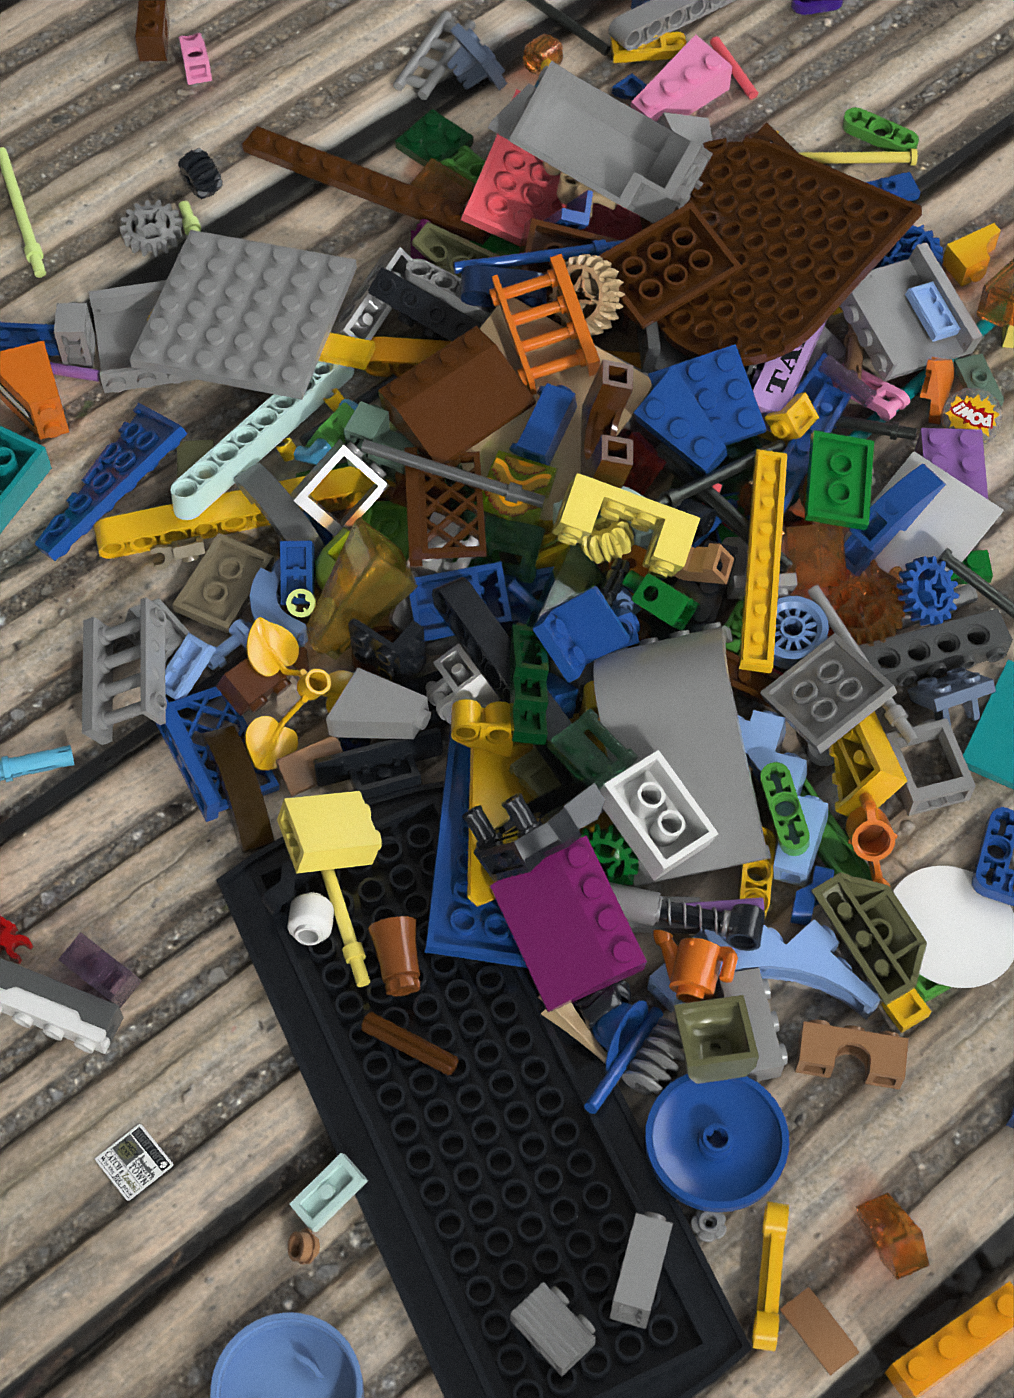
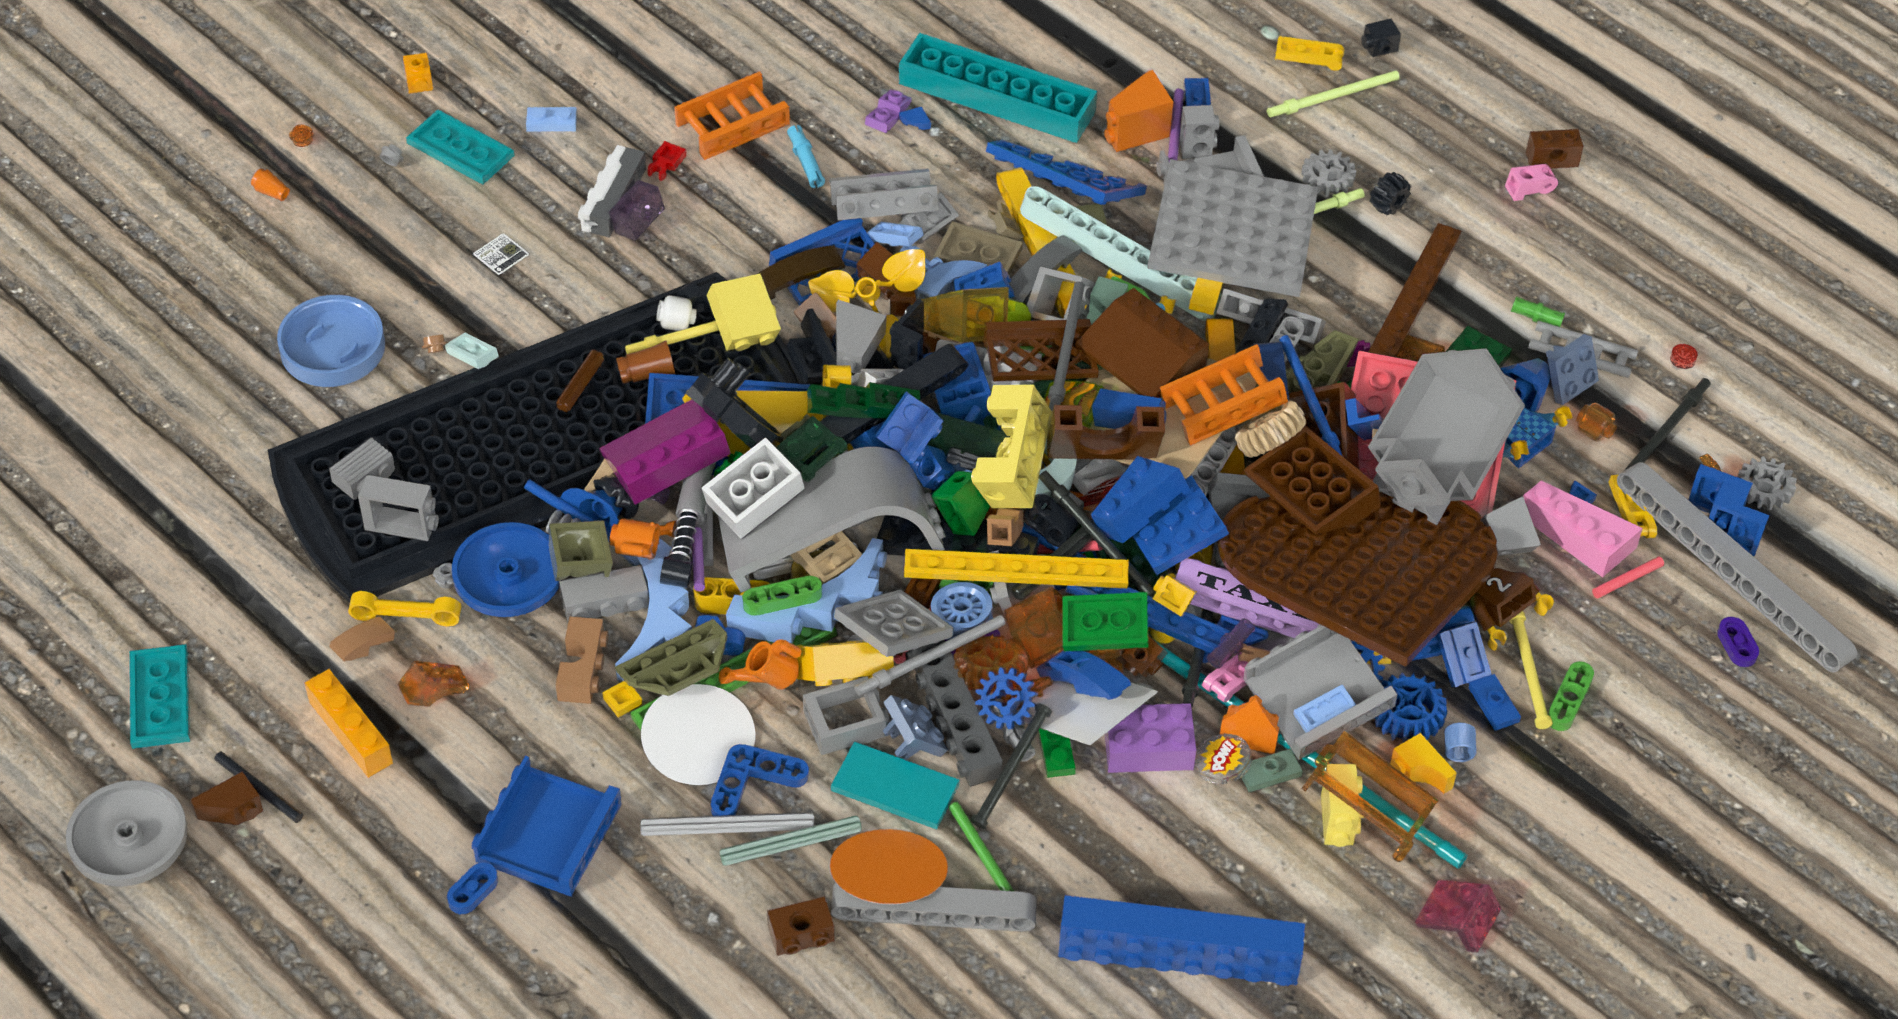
camera: 85 degrees right, 10 degrees down
(293, 608) = (951, 284): yellowish green bush -> none
(382, 80) = (1537, 312): none -> bright green pin
(487, 96) = (1531, 381): none -> blue cone
(946, 220) = (1460, 742): none -> medium blue piece

